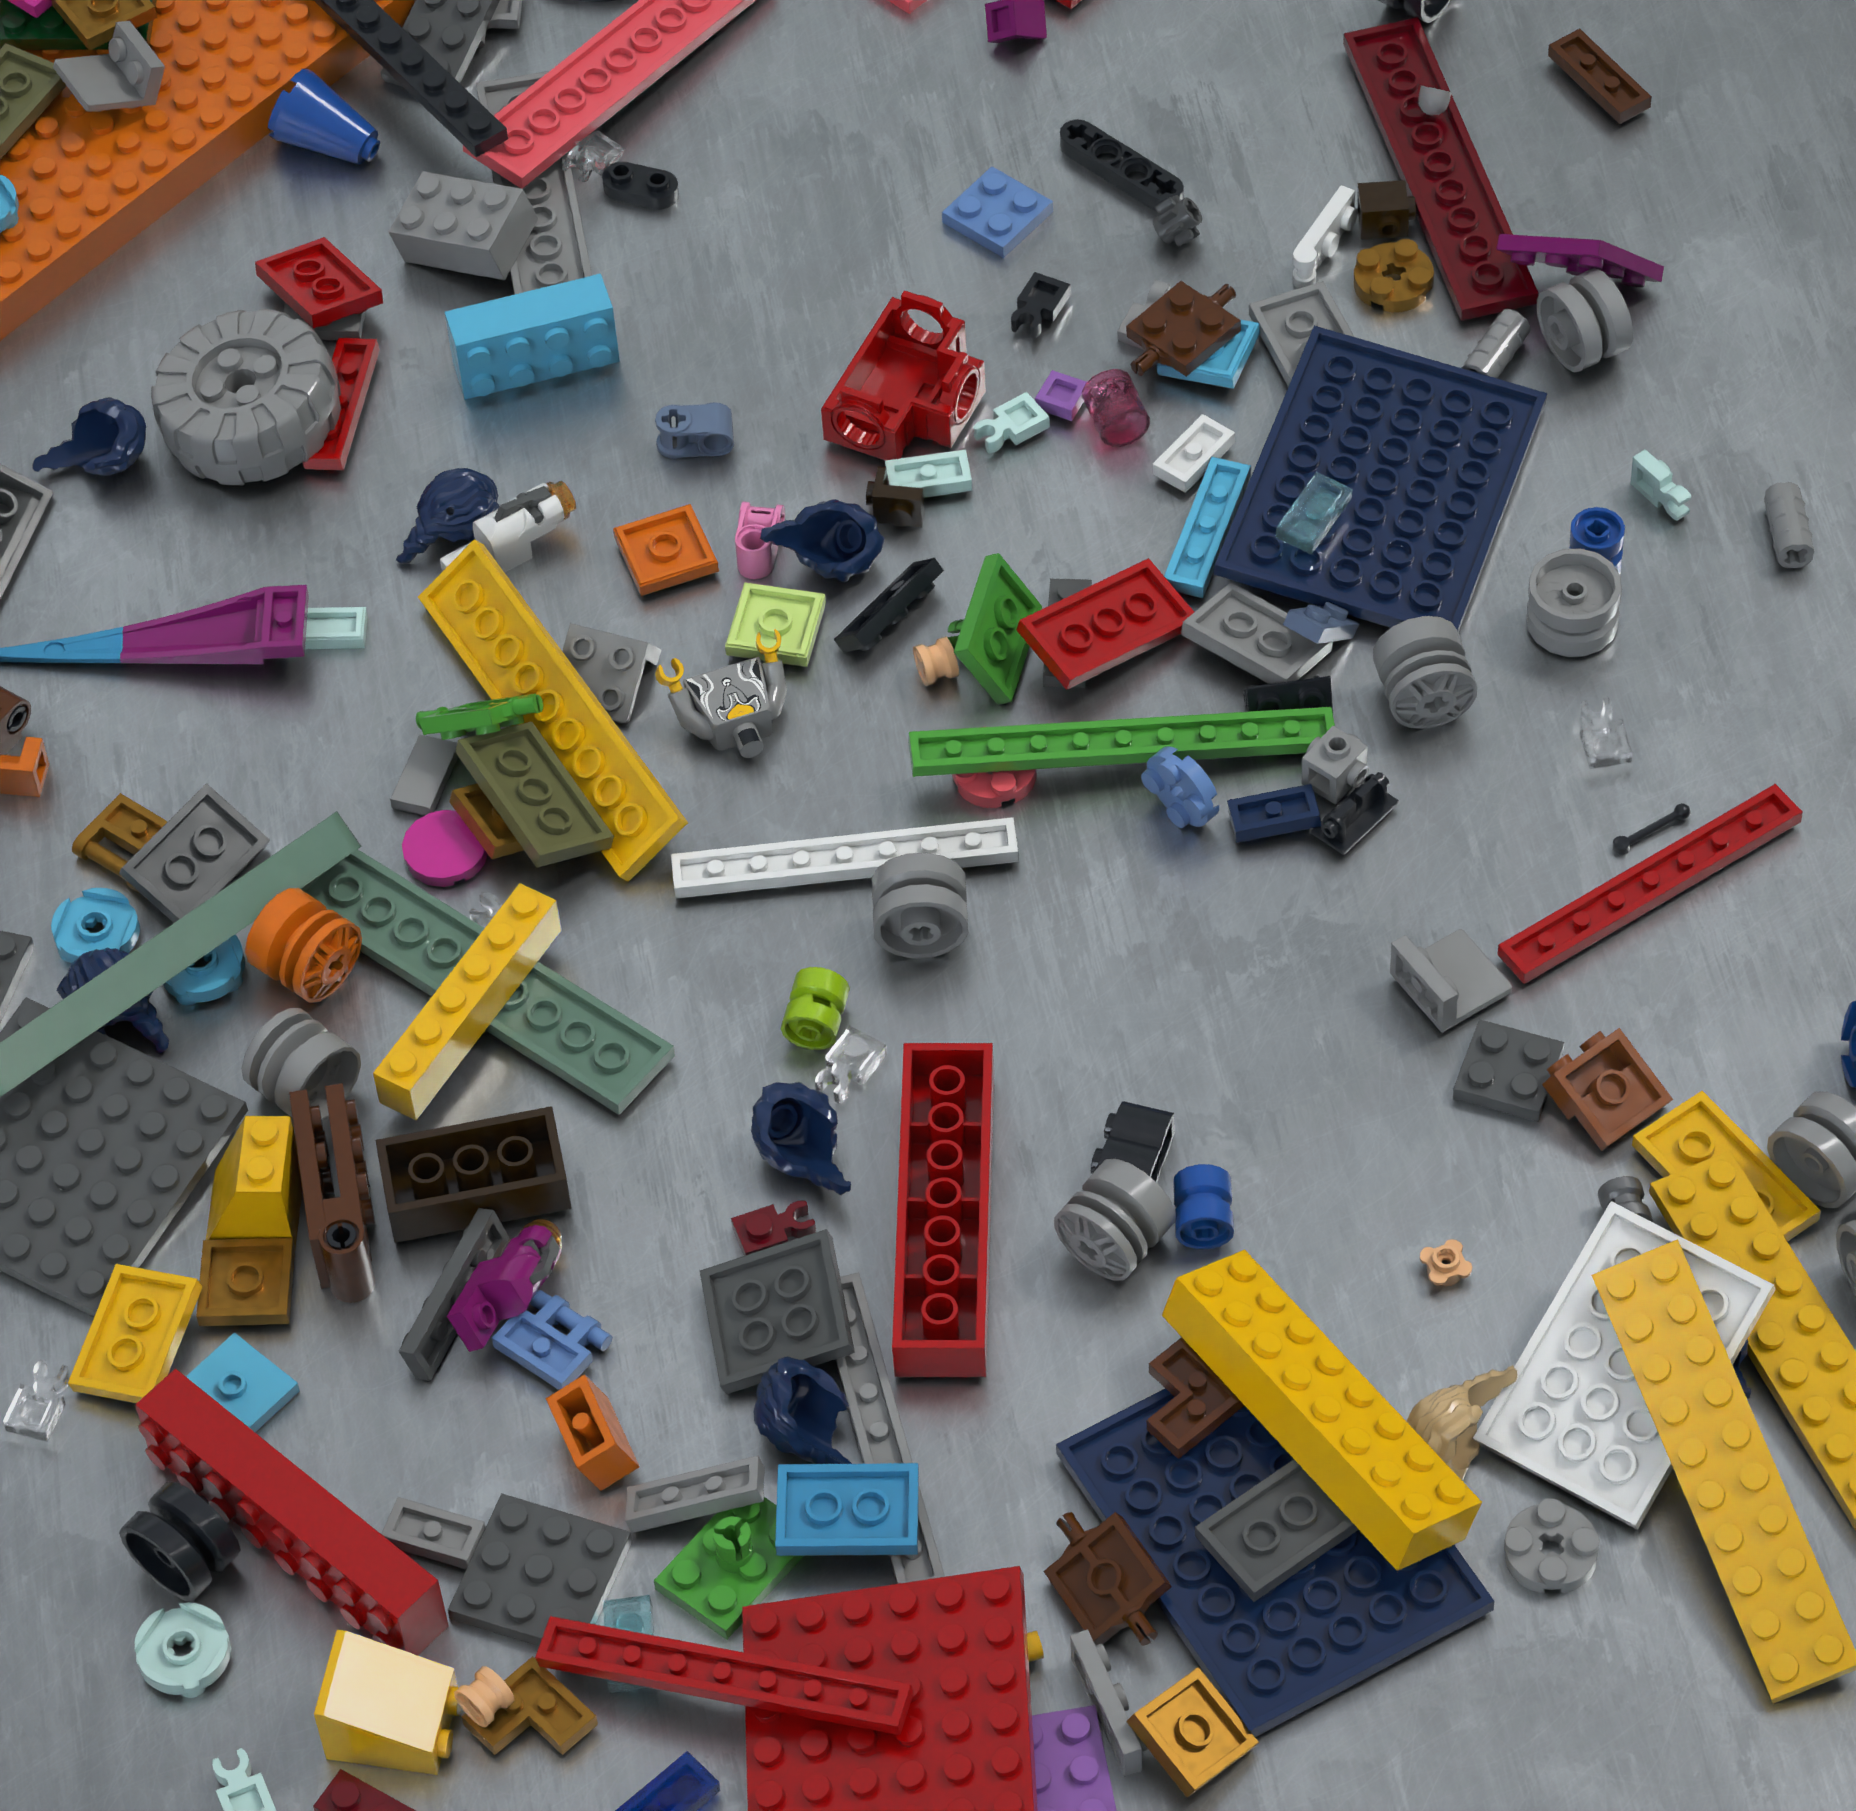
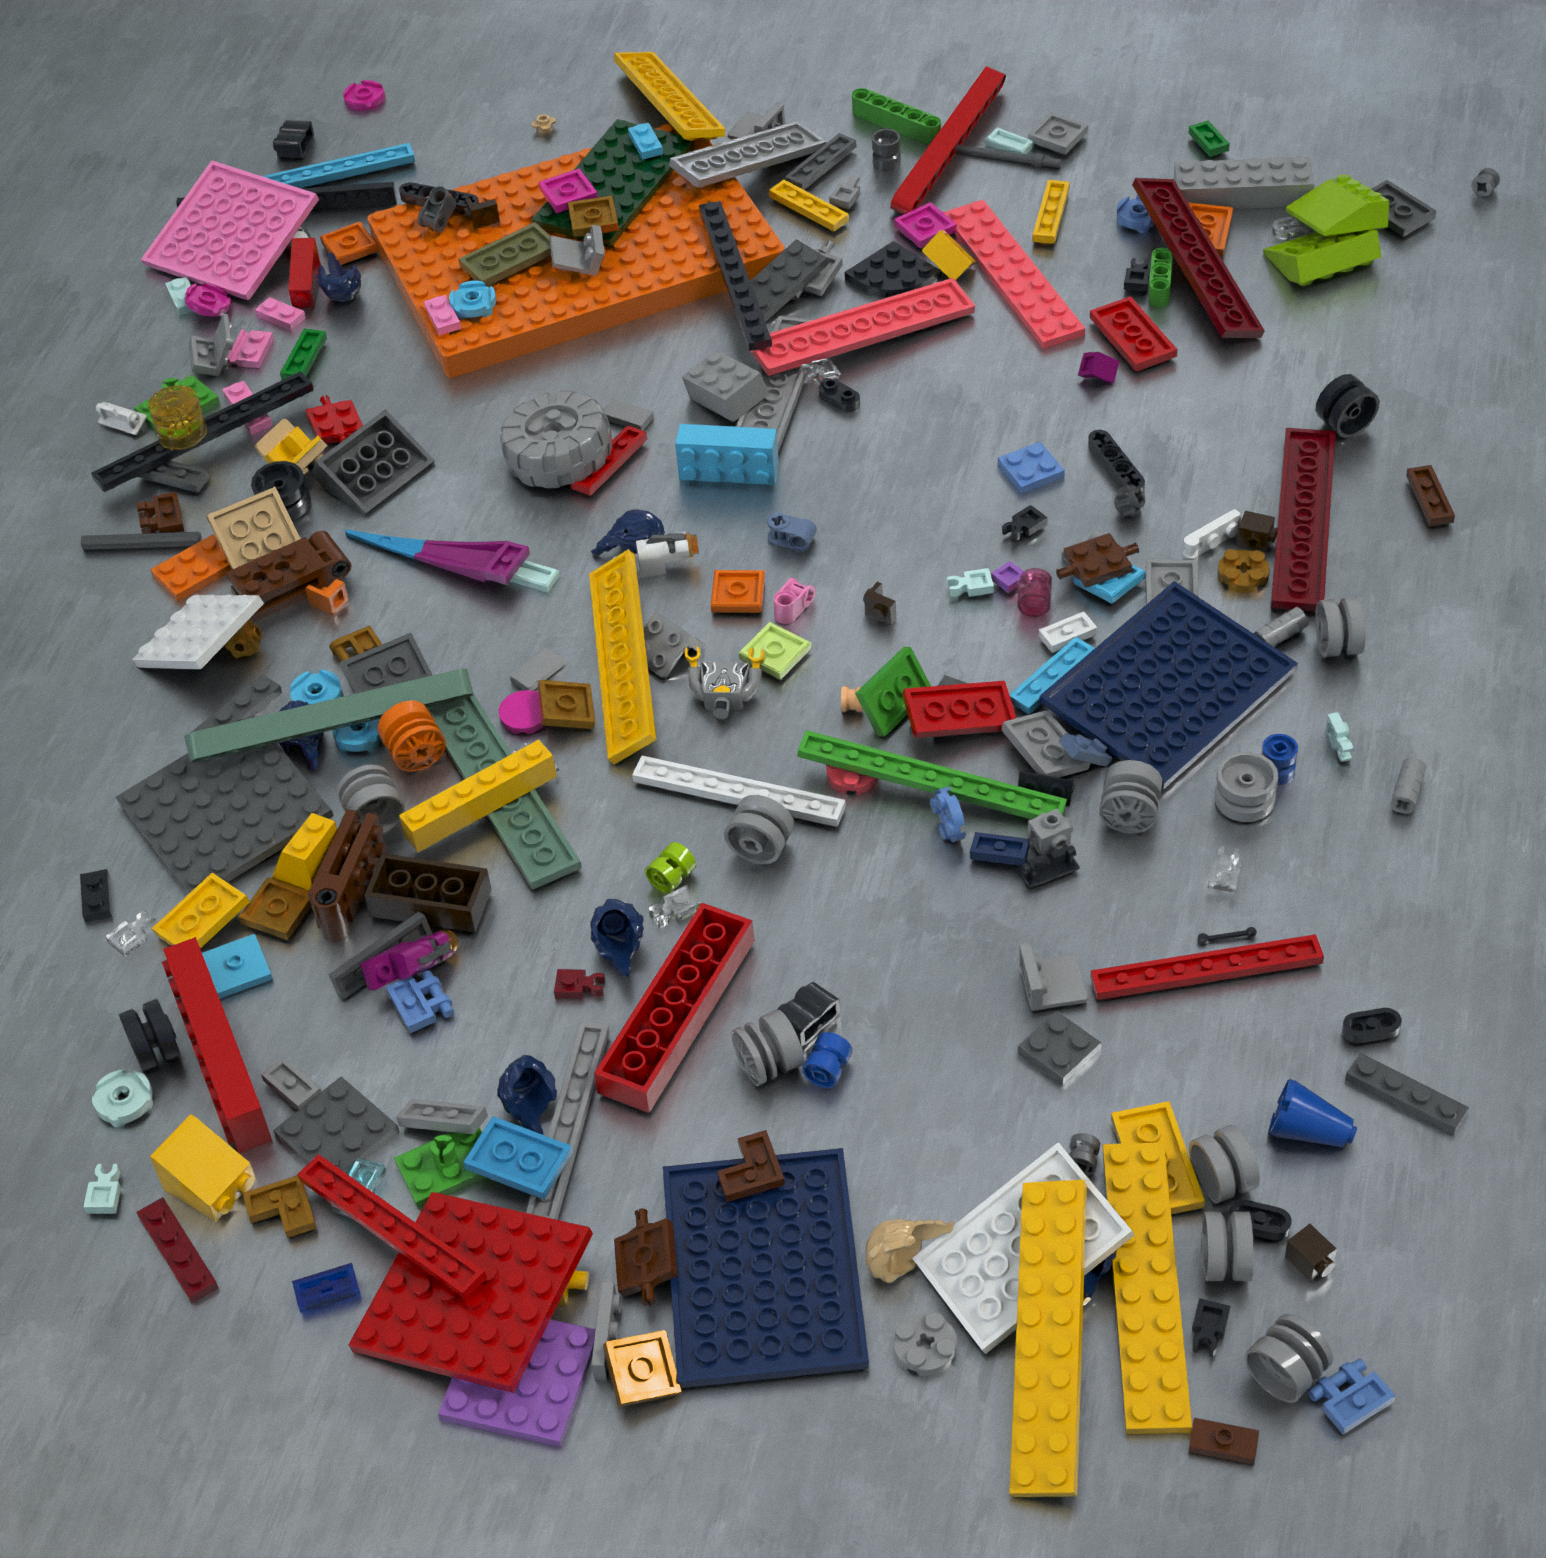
camera: 25 degrees right, 5 degrees down
(103, 442) = (473, 441): dark blue hair -> none
(319, 282) = (632, 393): red plate -> none
(322, 121) = (682, 310): blue cone -> none
(479, 716) = (577, 646): bright green plate -> none
(484, 1696) = (255, 1185): light nougat wheel -> none
(534, 794) = (582, 697): olive plate -> none
(592, 1432) = (406, 1060): orange brick -> none
(776, 1308) = (549, 1028): dark grey plate -> none
(830, 538) = (827, 612): dark blue hair -> none
(889, 606) = (844, 661): black plate -> none
(905, 383) = (920, 541): red piece -> none
(935, 473) = (910, 596): light aqua plate -> none
(1274, 1530) = (761, 1265): dark grey plate -> none
(1314, 513) = (1112, 684): clear light blue plate -> none
(1321, 1409) = (821, 1205): yellow brick -> none
(1433, 100) = (1316, 478): light grey hinge -> none
(1446, 1274) = (956, 1155): light nougat plate -> none
(1581, 255) = (1358, 587): magenta plate -> none
(1606, 1087) = (1110, 1078): dark orange plate -> none

